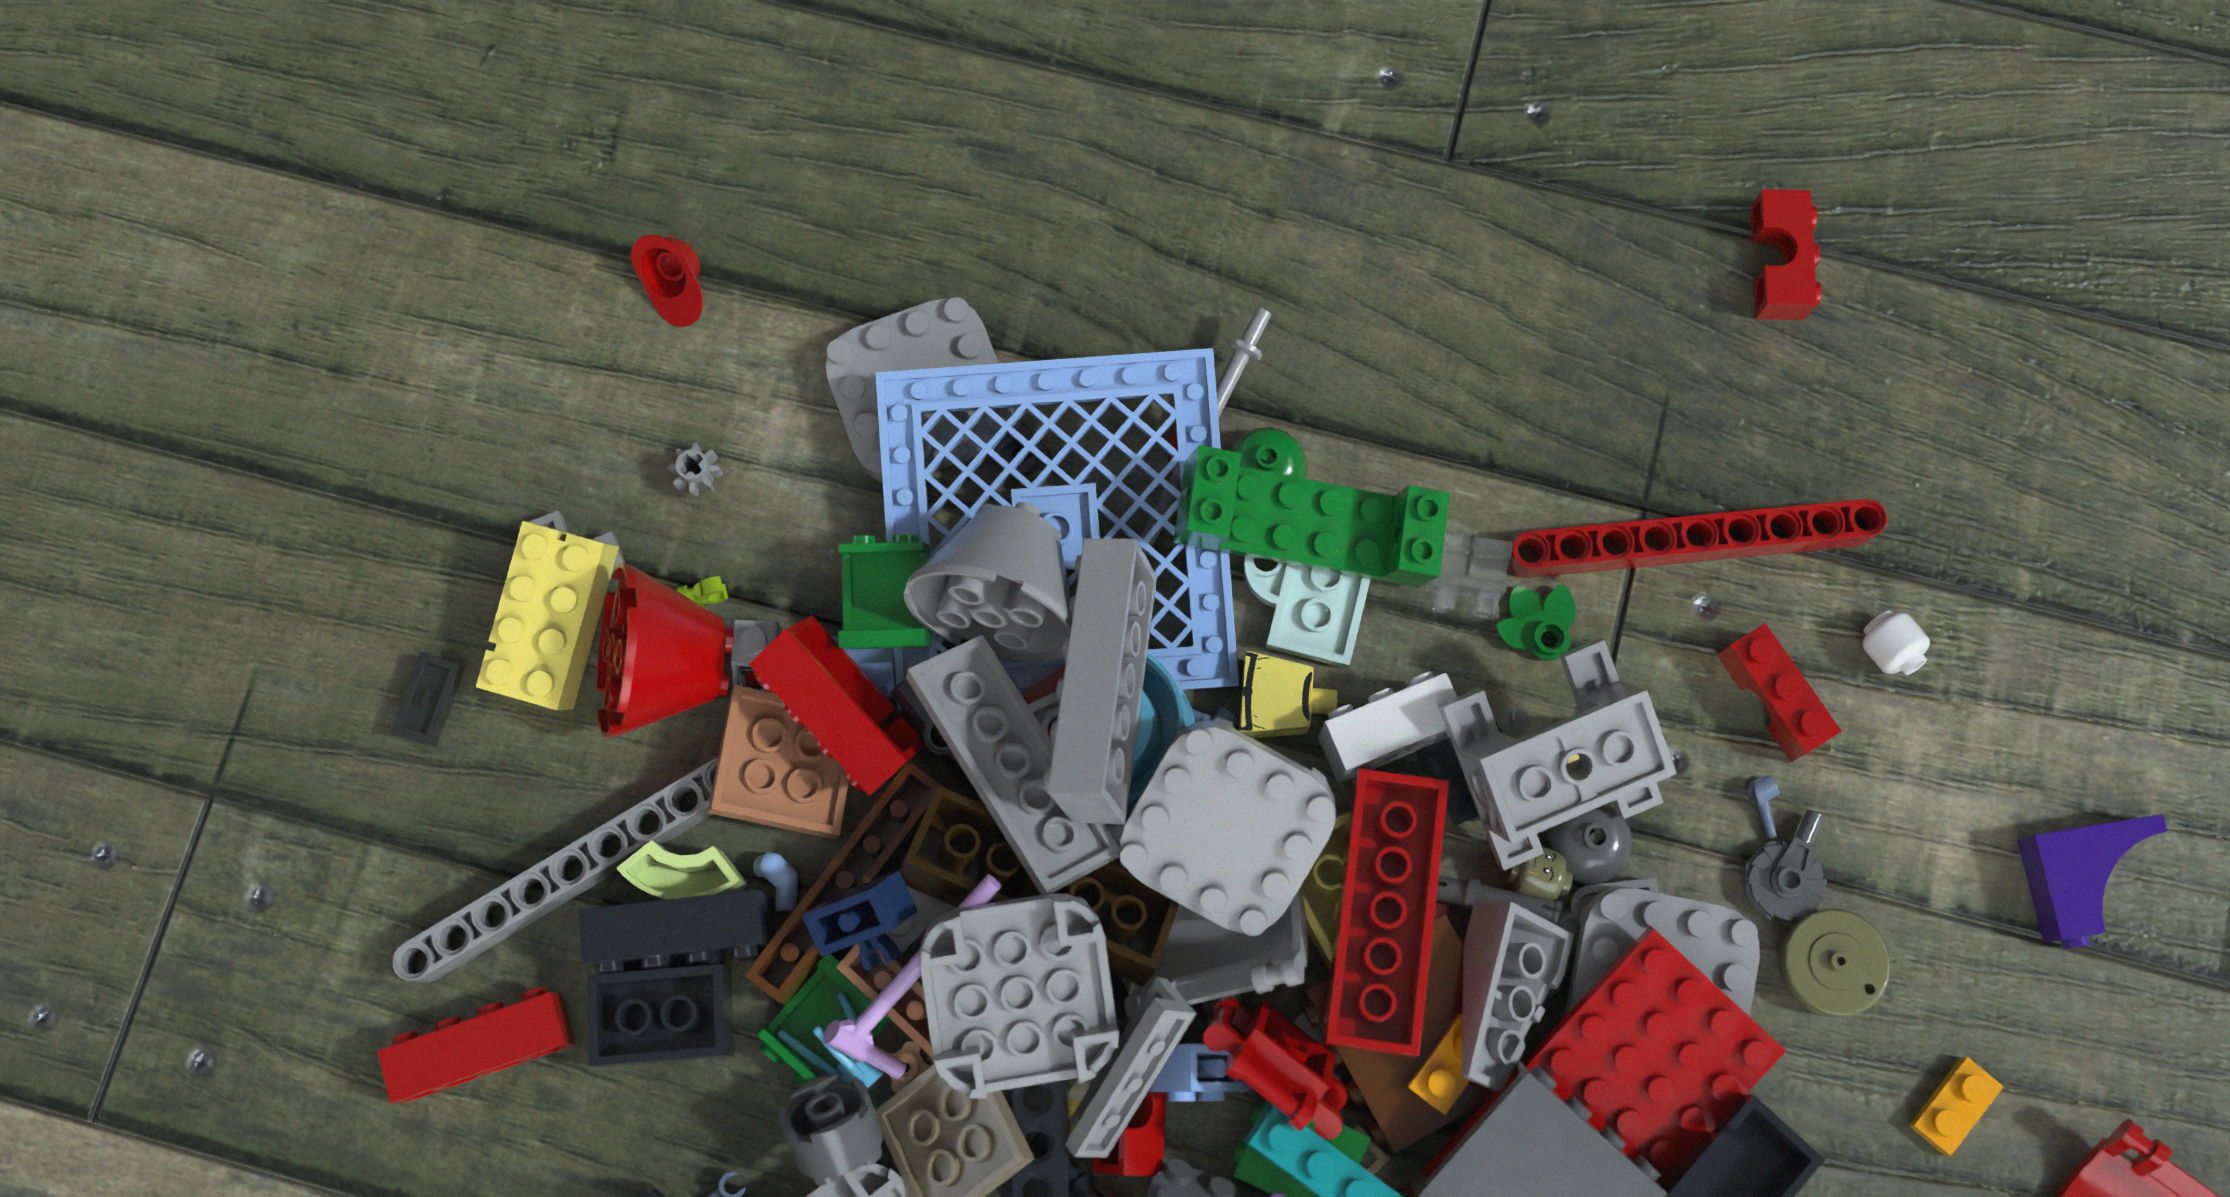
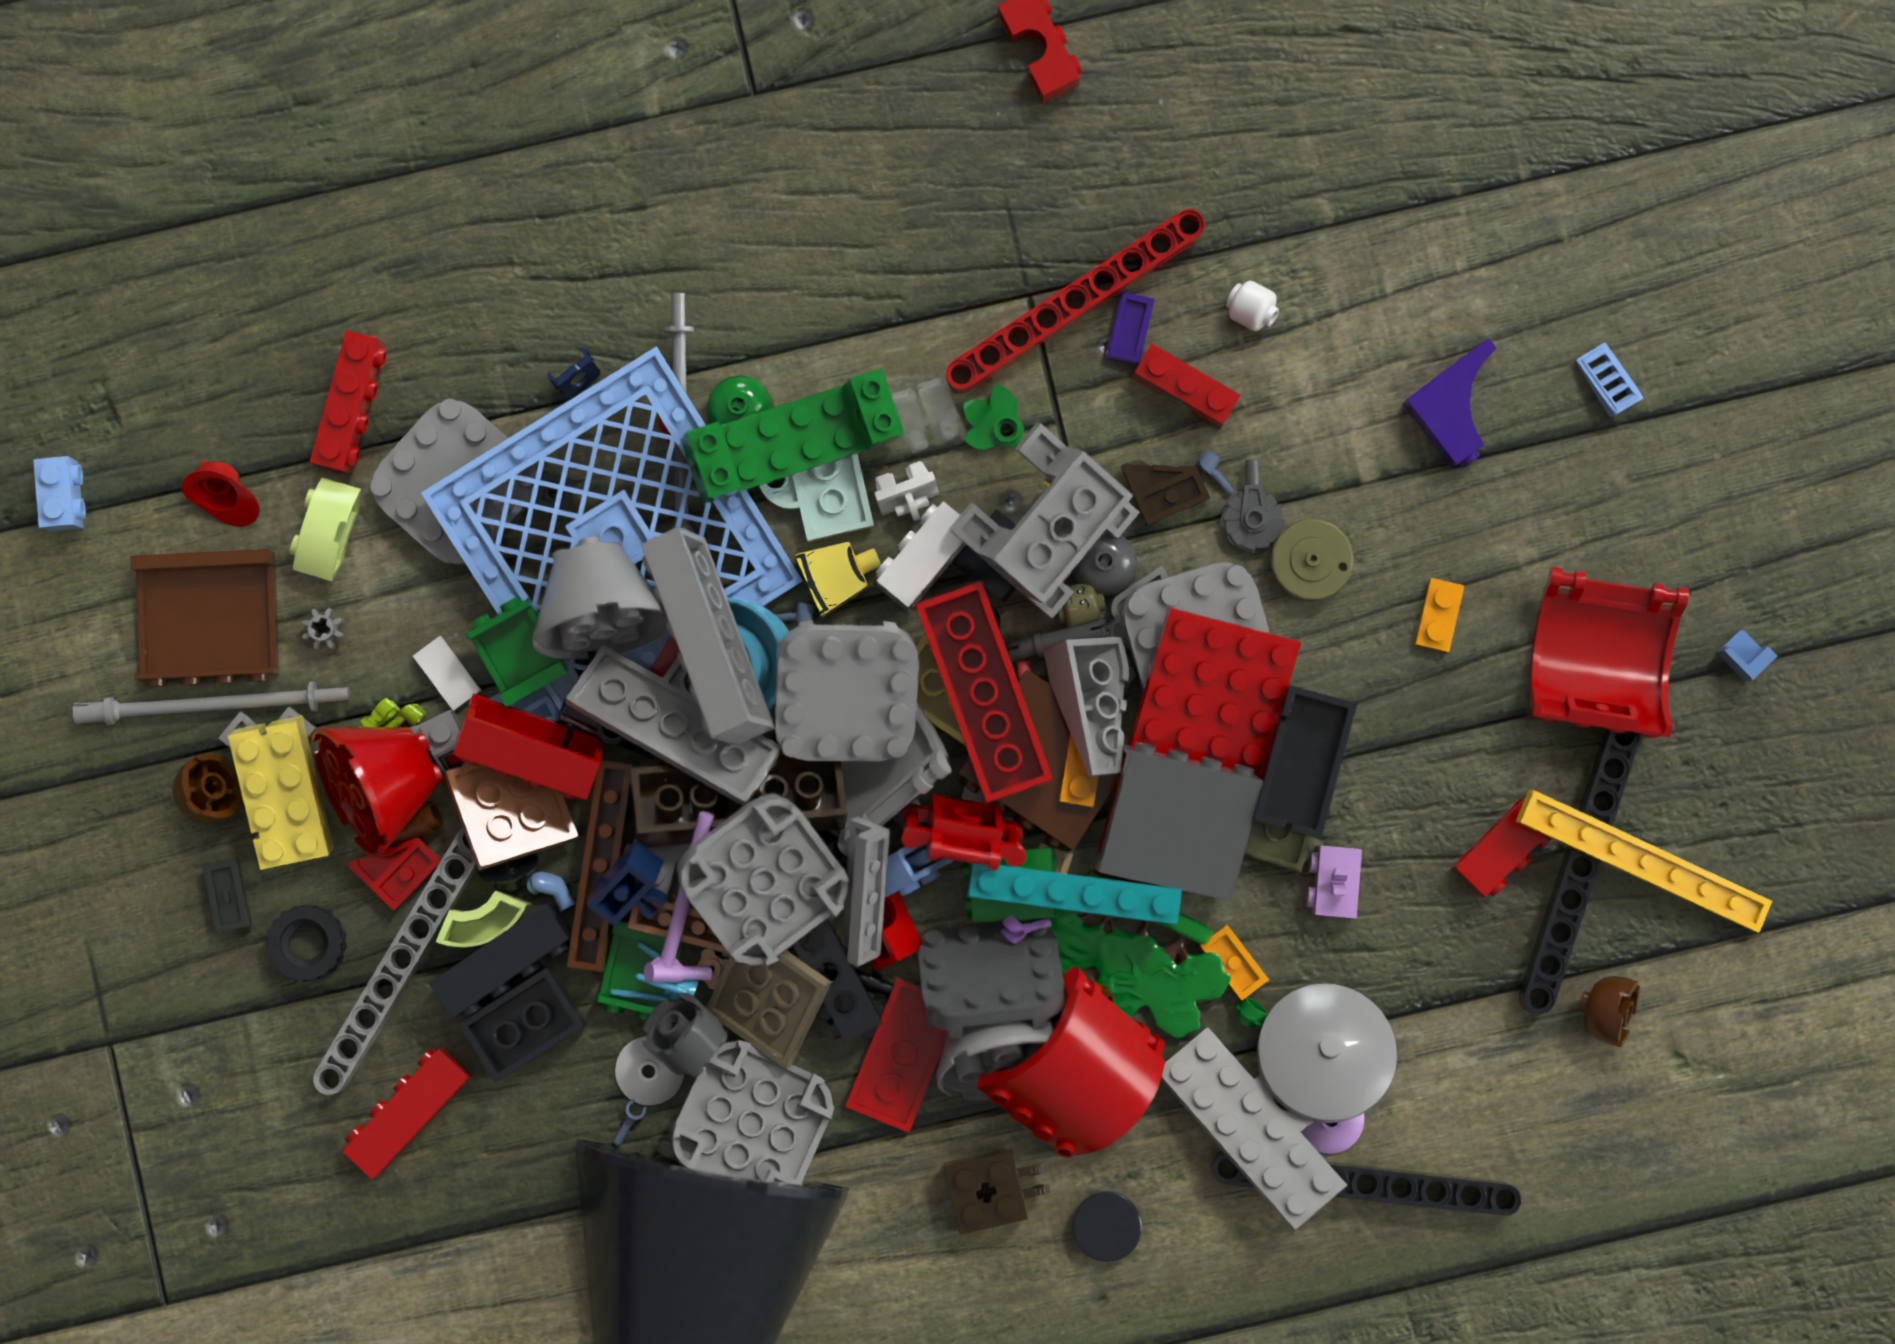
camera: 30 degrees left, 10 degrees up
(426, 440) = (111, 710): none -> light grey bar
(457, 772) = (279, 943): none -> black tyre
(470, 571) = (207, 789): none -> reddish brown cylinder
(505, 194) = (59, 493): none -> light blue brick
(583, 396) = (206, 616): none -> reddish brown panel
(623, 769) = (397, 871): none -> red wing
(678, 731) = (423, 823): none -> reddish brown cone
(735, 607) = (411, 713): none -> lime hand
(743, 838) = (510, 874): none -> black piece
(748, 1156) = (637, 1086): none -> white dish
(757, 367) = (325, 528): none -> yellowish green brick
(799, 583) = (447, 673): none -> white tile
(854, 253) = (348, 403): none -> red brick
(1125, 338) = (564, 381): none -> dark blue piece
(1404, 651) = (907, 495): none -> white hips
(1701, 798) = (1164, 489): none -> dark brown wing
(1741, 600) = (1130, 328): none -> dark purple tile

